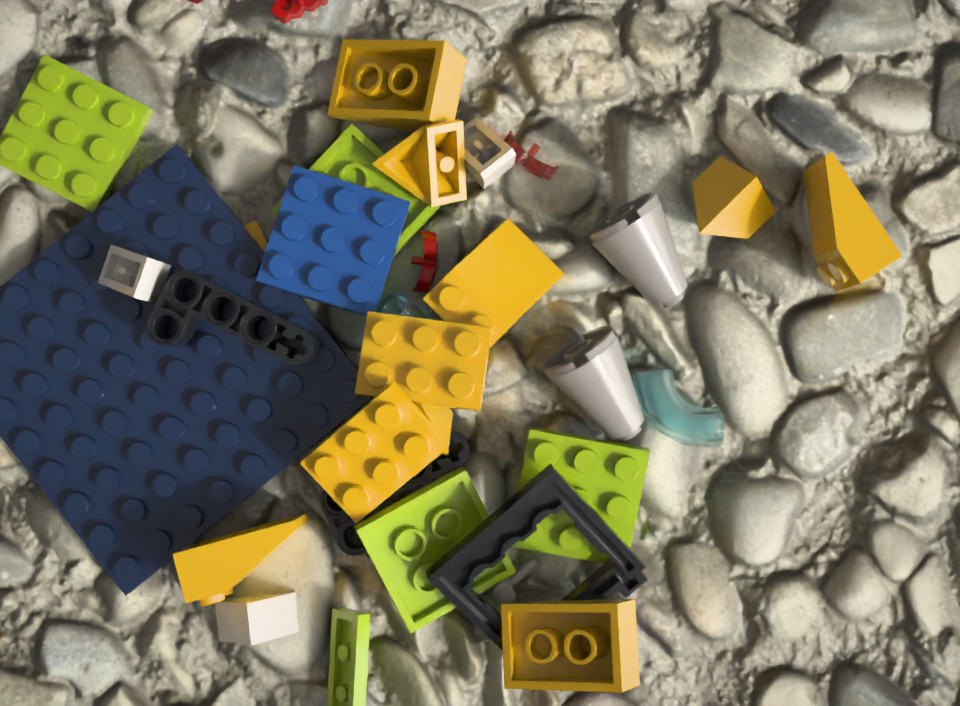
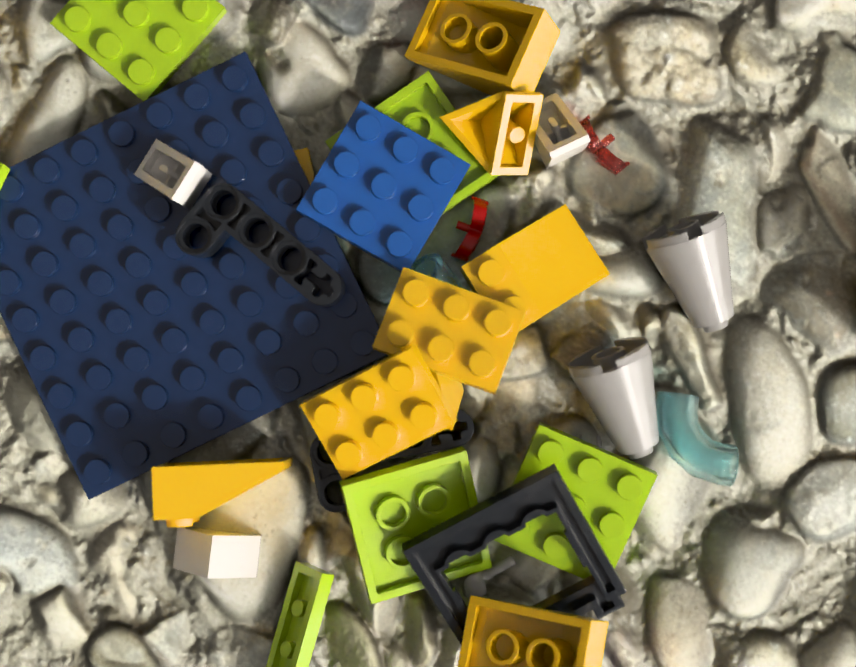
camera: 15 degrees right, 0 degrees up
(730, 201) = (797, 237): yellow slope -> none

